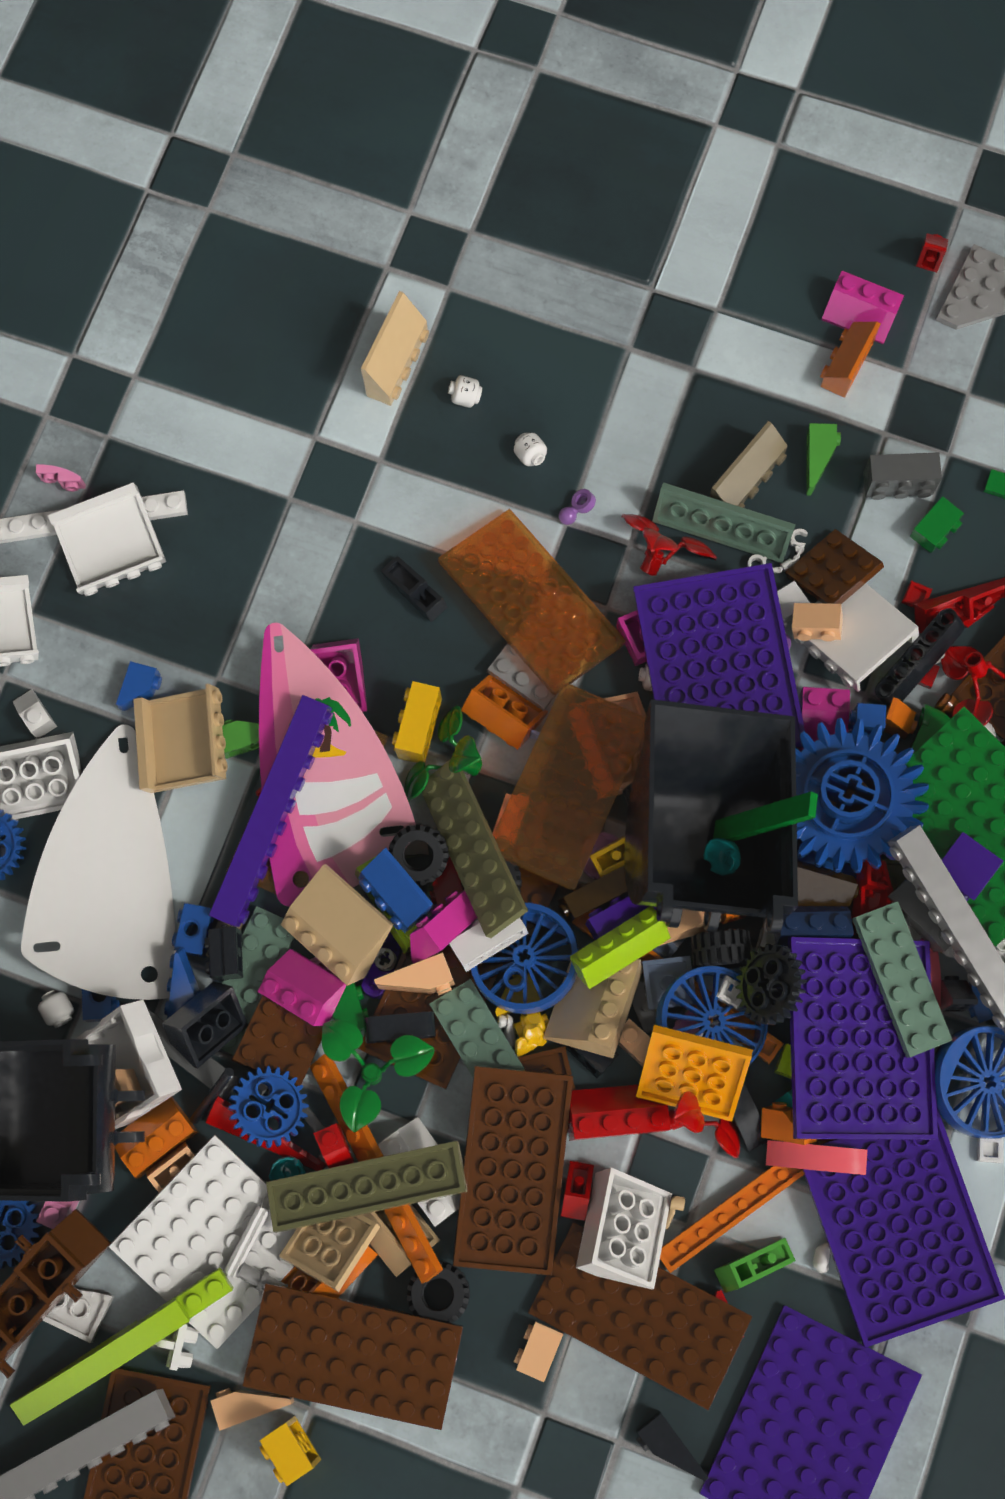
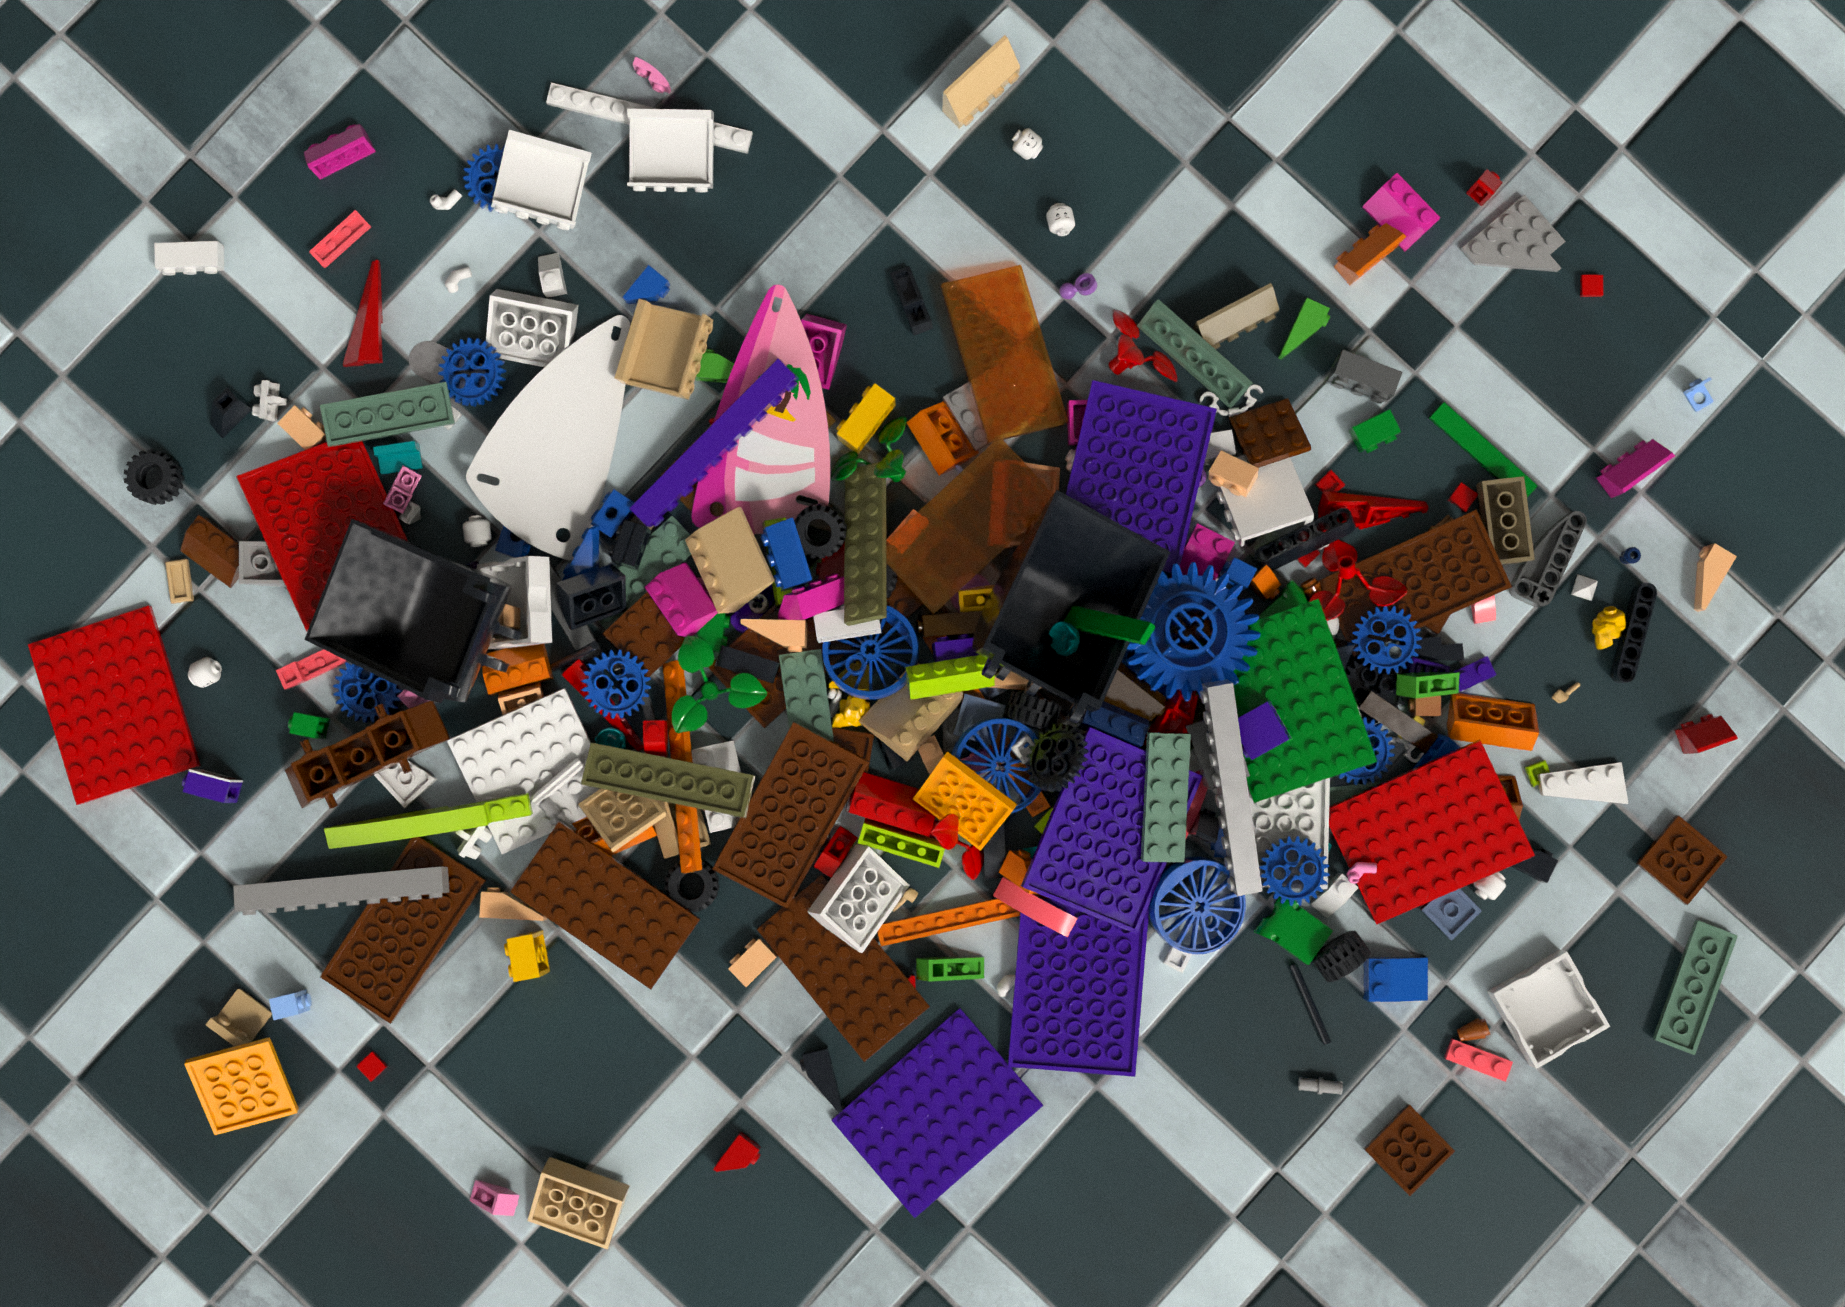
camera: 15 degrees right, 10 degrees up
(644, 1149) = (901, 842): none -> lime brick

